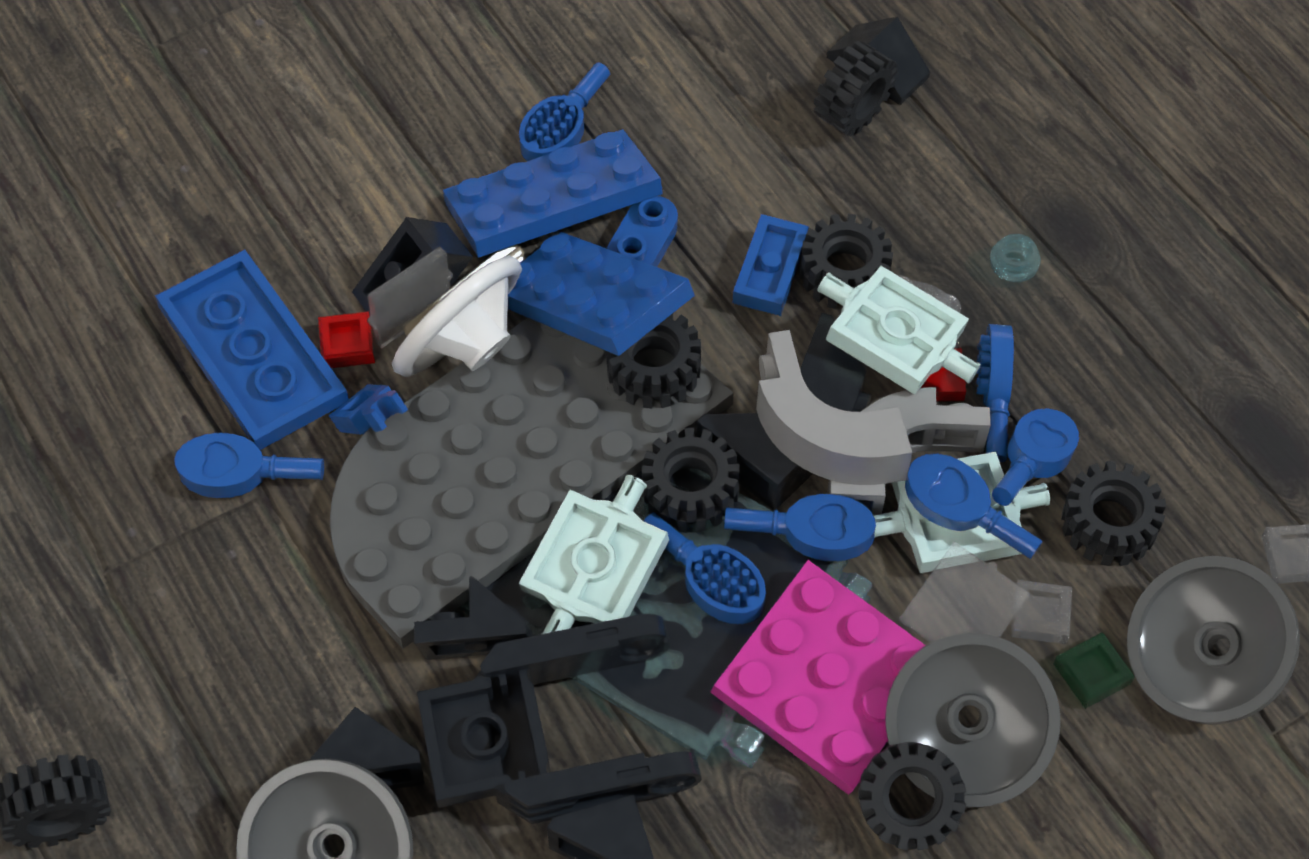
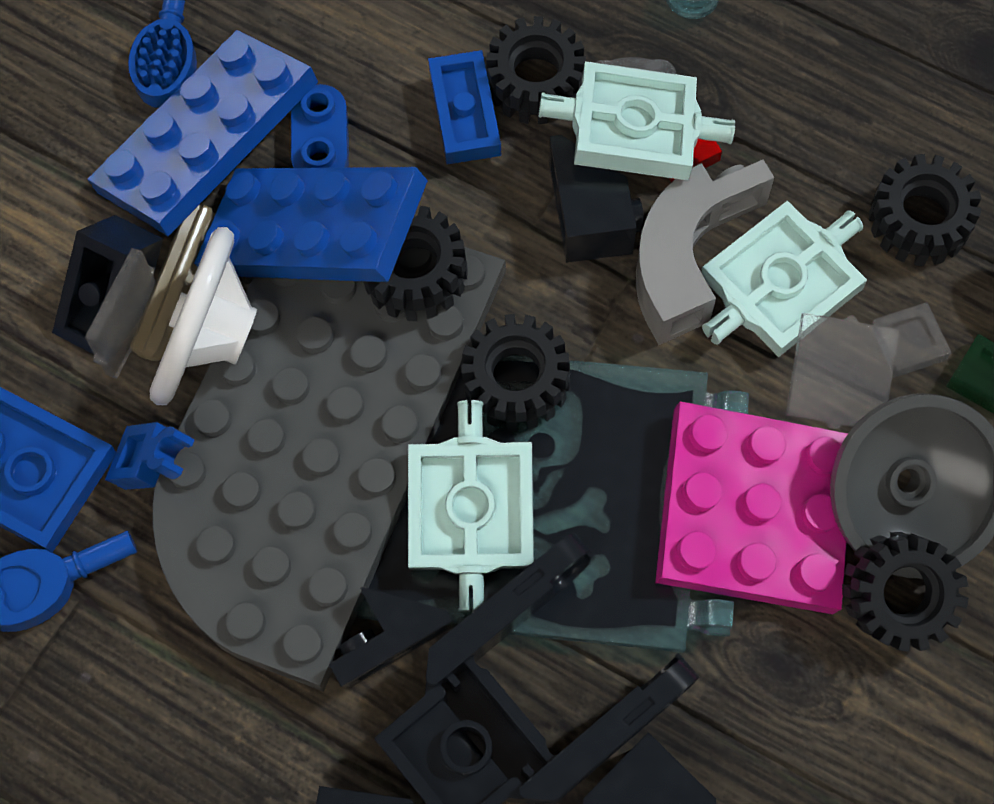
camera: 25 degrees left, 10 degrees up
(346, 339) = (76, 387): red tile -> none
(717, 577) = (595, 459): blue piece -> none
(761, 464) = (574, 300): black slope -> none
(816, 526) = (665, 362): blue piece -> none
(821, 438) = (625, 269): light grey arch -> none
(960, 500) = (787, 267): blue piece -> none
(995, 383) = (738, 100): blue piece -> none
(1037, 449) = (825, 178): blue piece -> none

